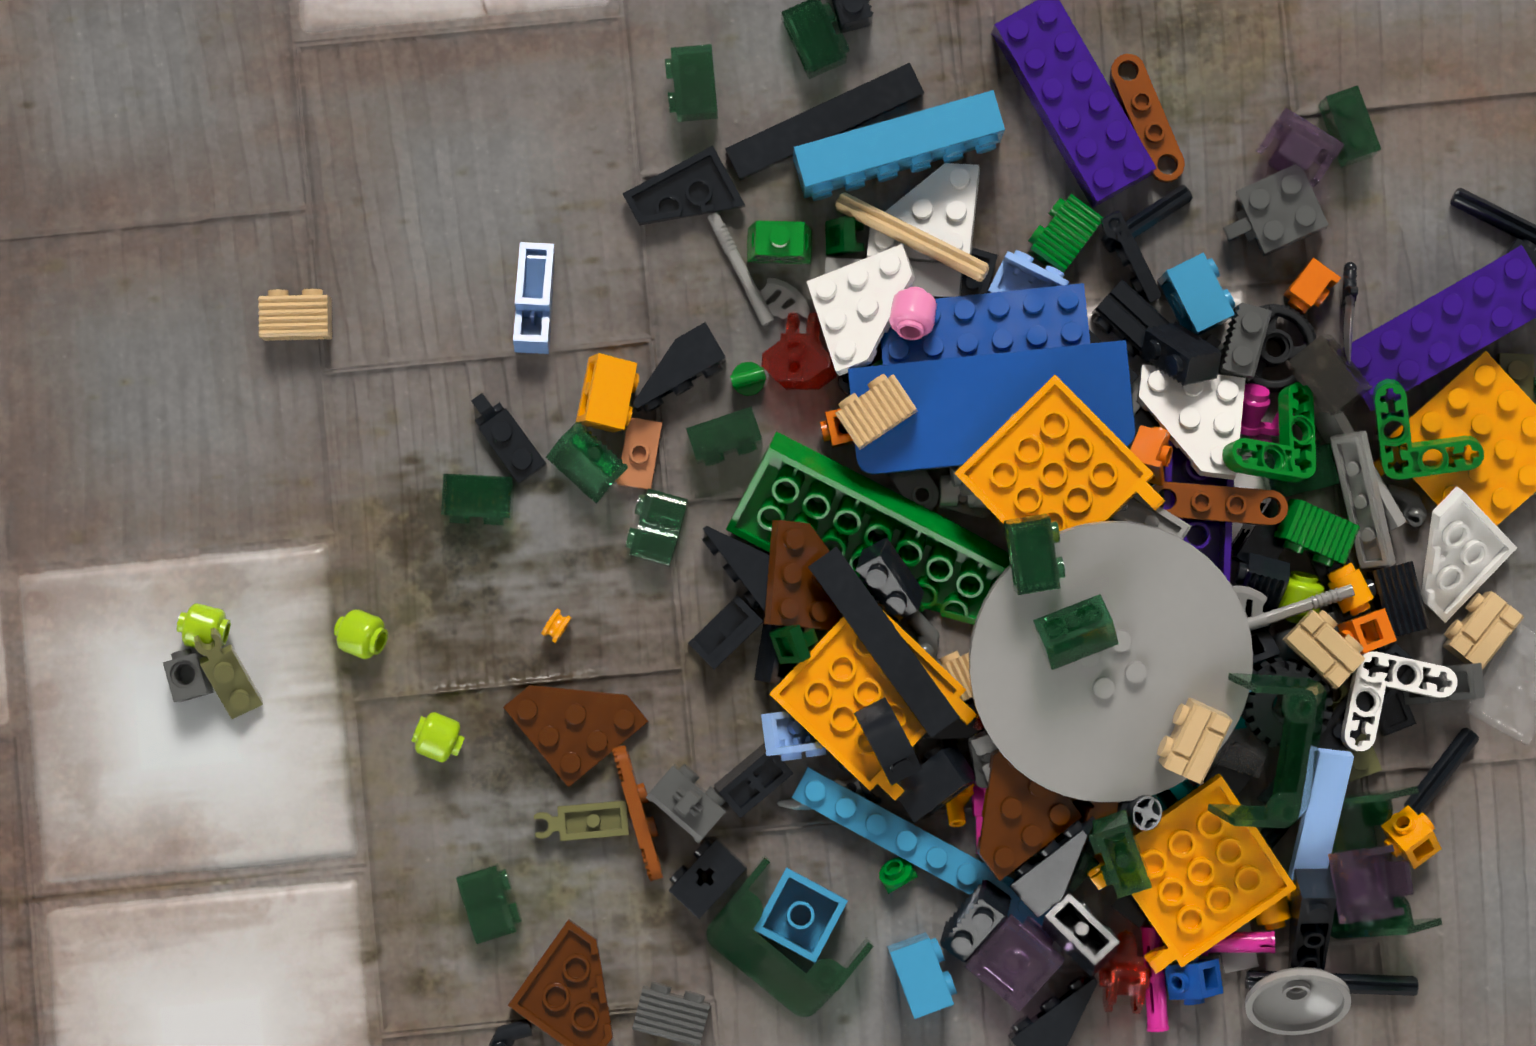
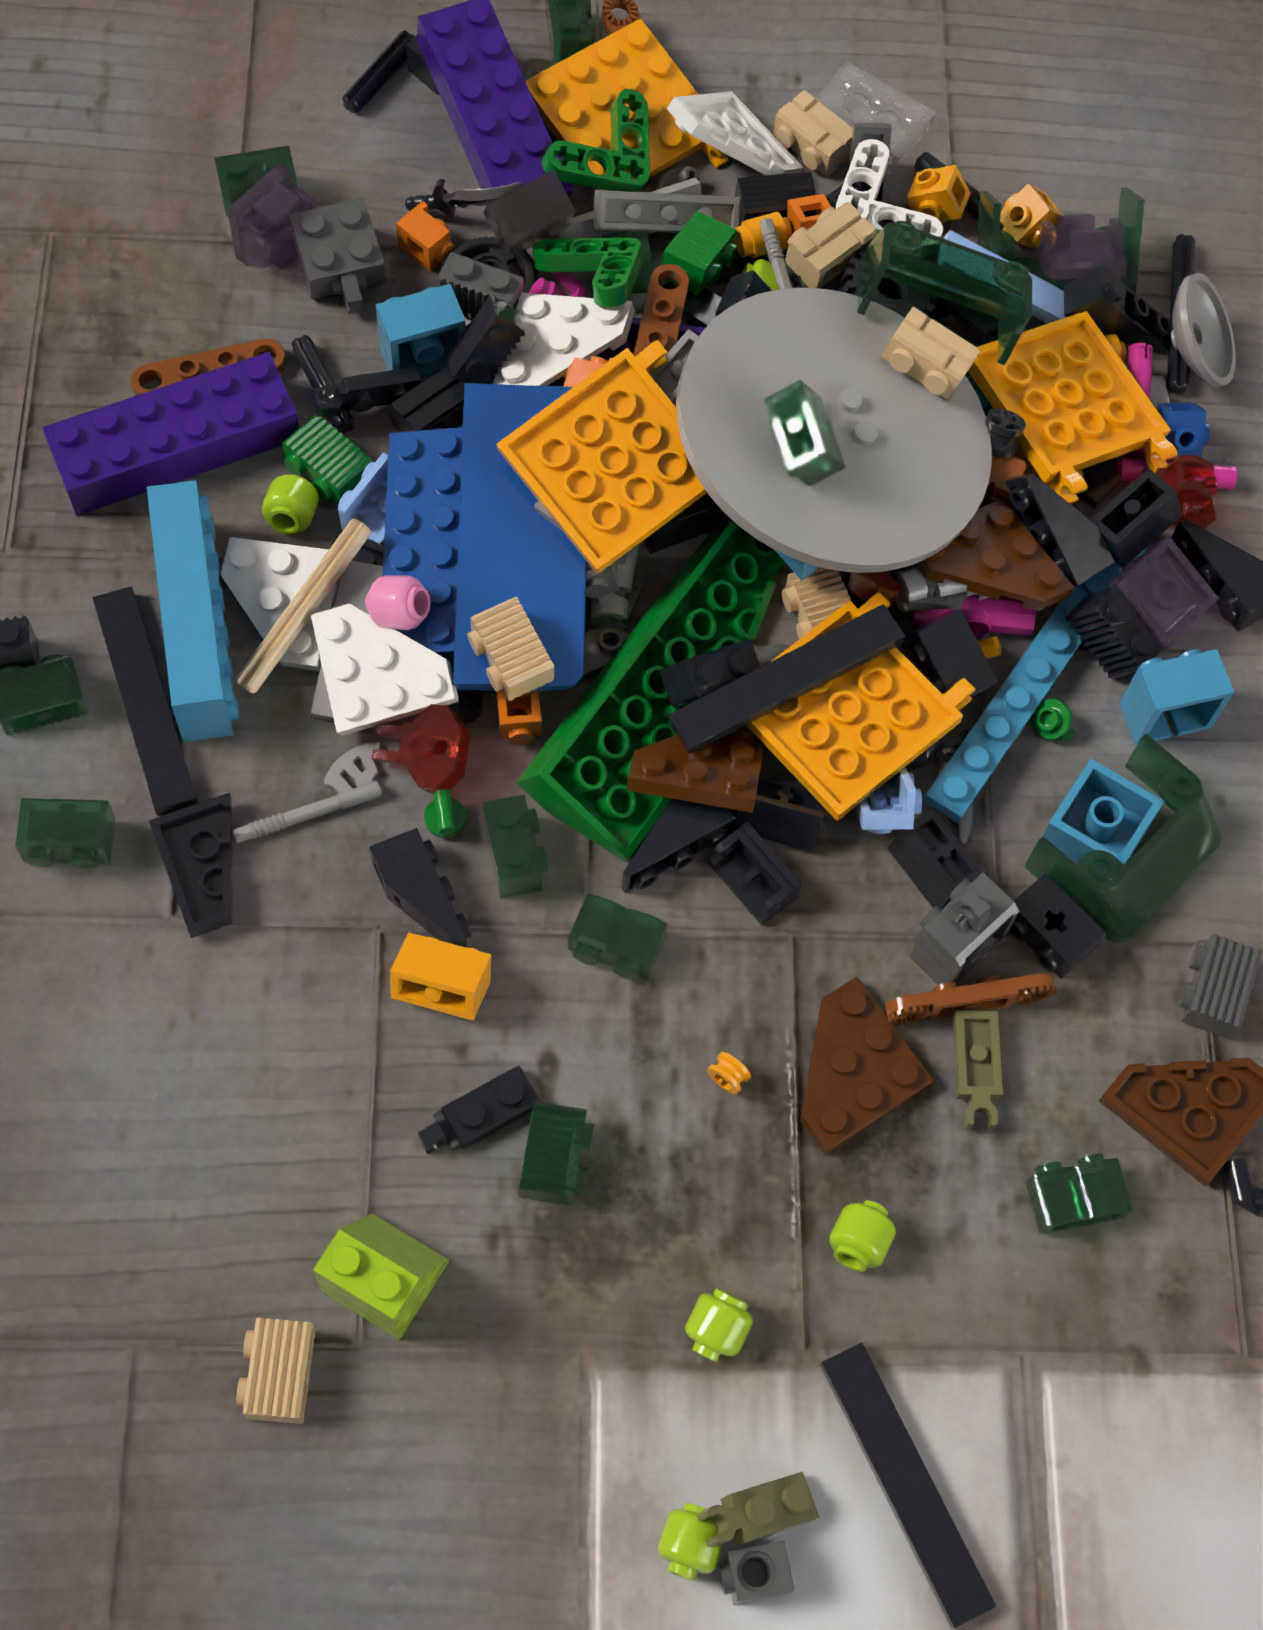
camera: 90 degrees left, 20 degrees down
(262, 781) = (907, 1486): none -> black tile
(370, 379) = (379, 1273): none -> lime slope
(534, 298) = (305, 1056): medium blue slope -> none
(587, 462) = (526, 1008): clear green brick -> none
(640, 453) = (523, 953): nougat plate -> none
(779, 242) = (284, 749): green torso -> none
(792, 644) = (780, 781): dark green tile -> none
(841, 236) = (287, 692): dark green tile -> none
(888, 741) = (905, 675): black brick -> none
(1017, 209) = (290, 504): none -> lime head
(1033, 554) = (711, 462): clear green brick -> none
(1121, 852) = (1054, 443): clear green brick -> none
(1422, 749) = (939, 193): none -> light orange brick

